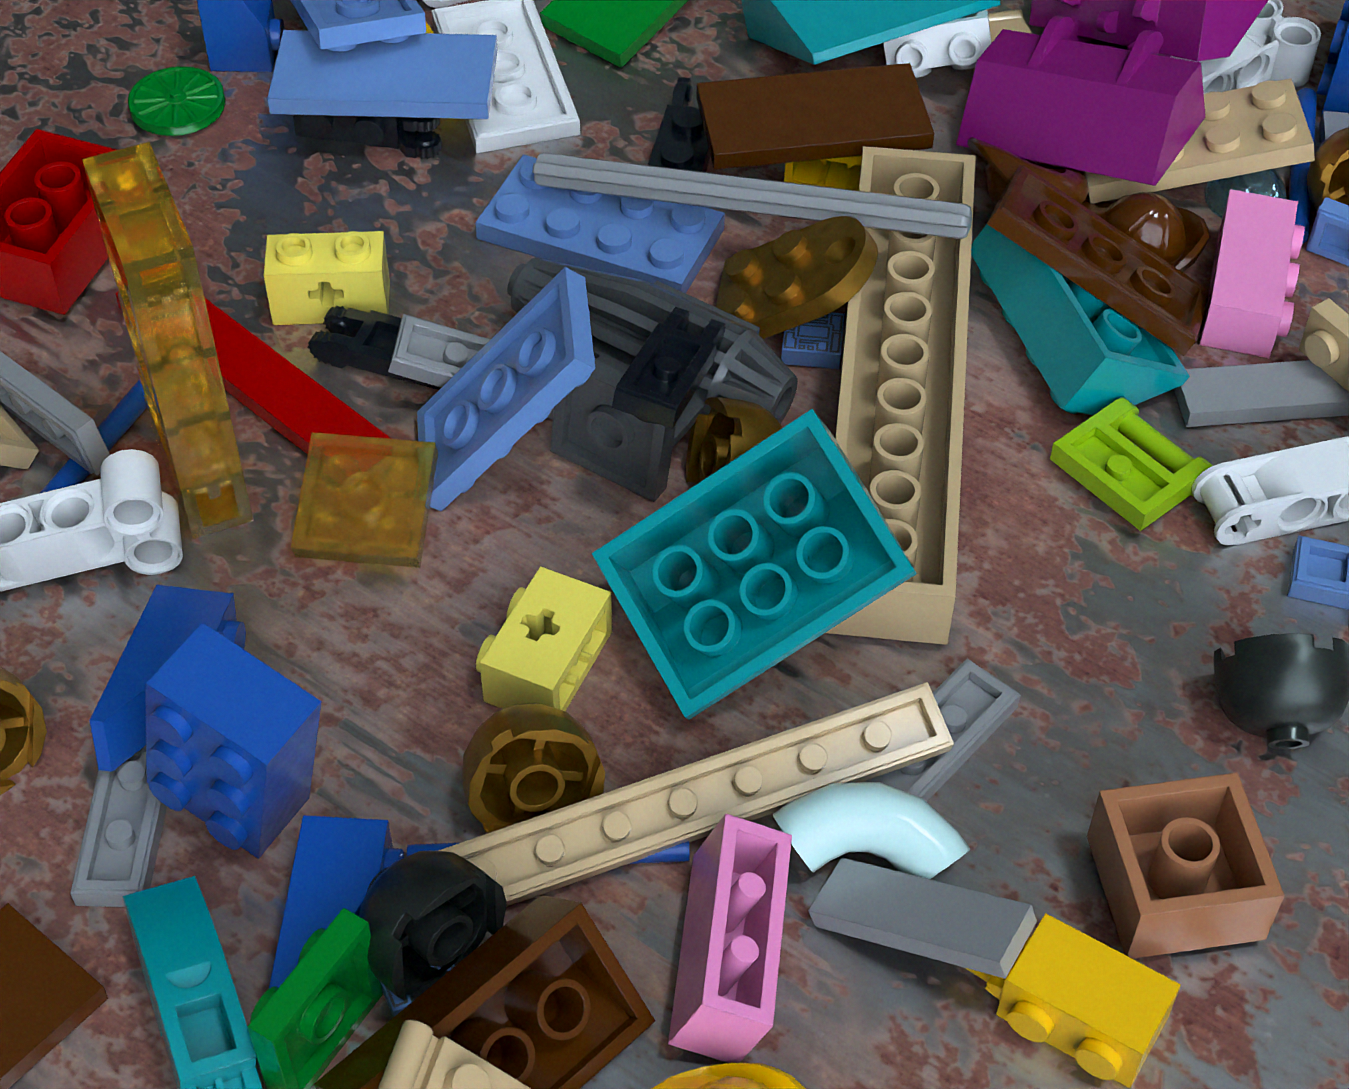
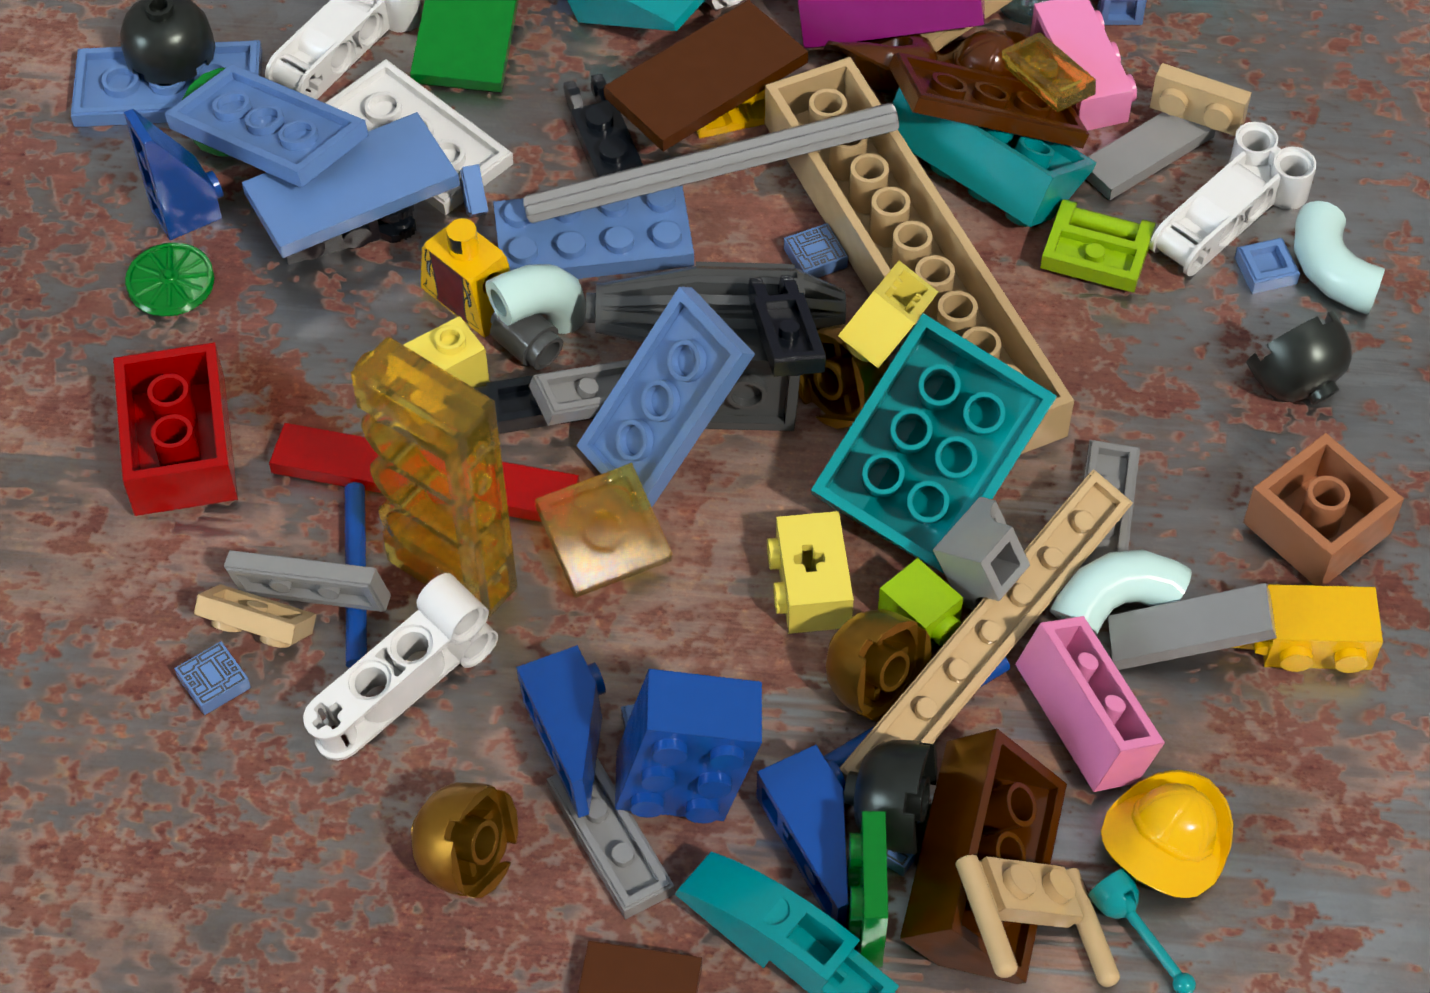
camera: 30 degrees left, 5 degrees up
(429, 178) = (456, 270): none -> yellow torso
(451, 285) = (529, 340): none -> dark grey brick
(474, 239) = (538, 290): none -> light aqua cylinder
(505, 133) = (473, 191): none -> medium blue tile
(631, 734) = (924, 599): none -> lime brick
(726, 706) = (981, 554): none -> light grey brick
(786, 388) = (887, 315): none -> light yellow brick
(798, 275) = (782, 213): pearl gold plate -> none
(1191, 258) = (1048, 72): none -> clear yellow plate

